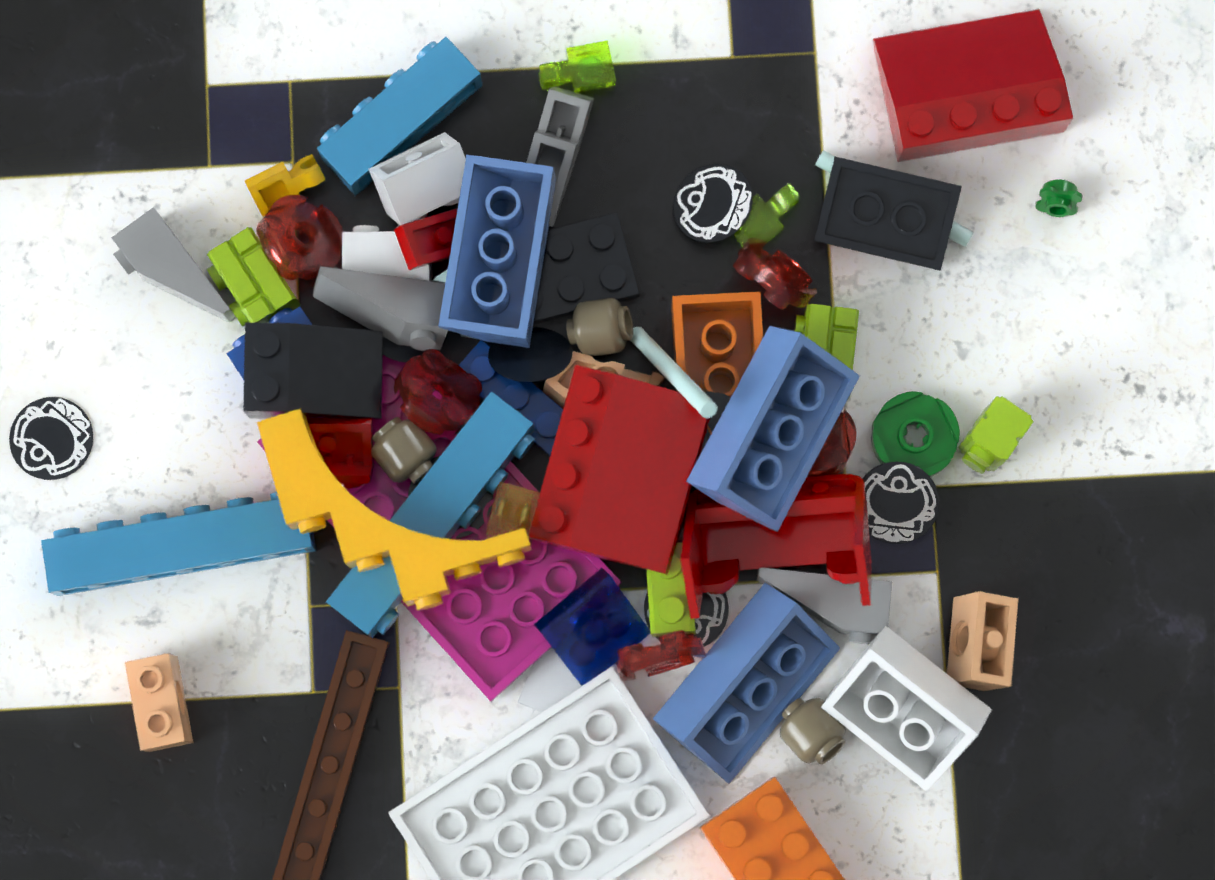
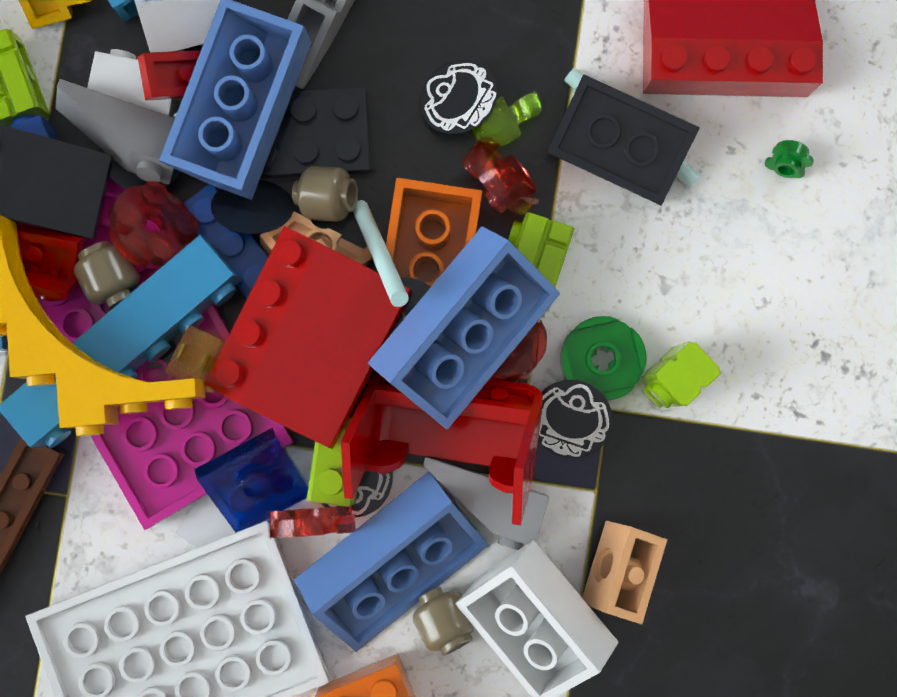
camera: 10 degrees right, 5 degrees up
(286, 251) = (33, 44): clear red plate -> none

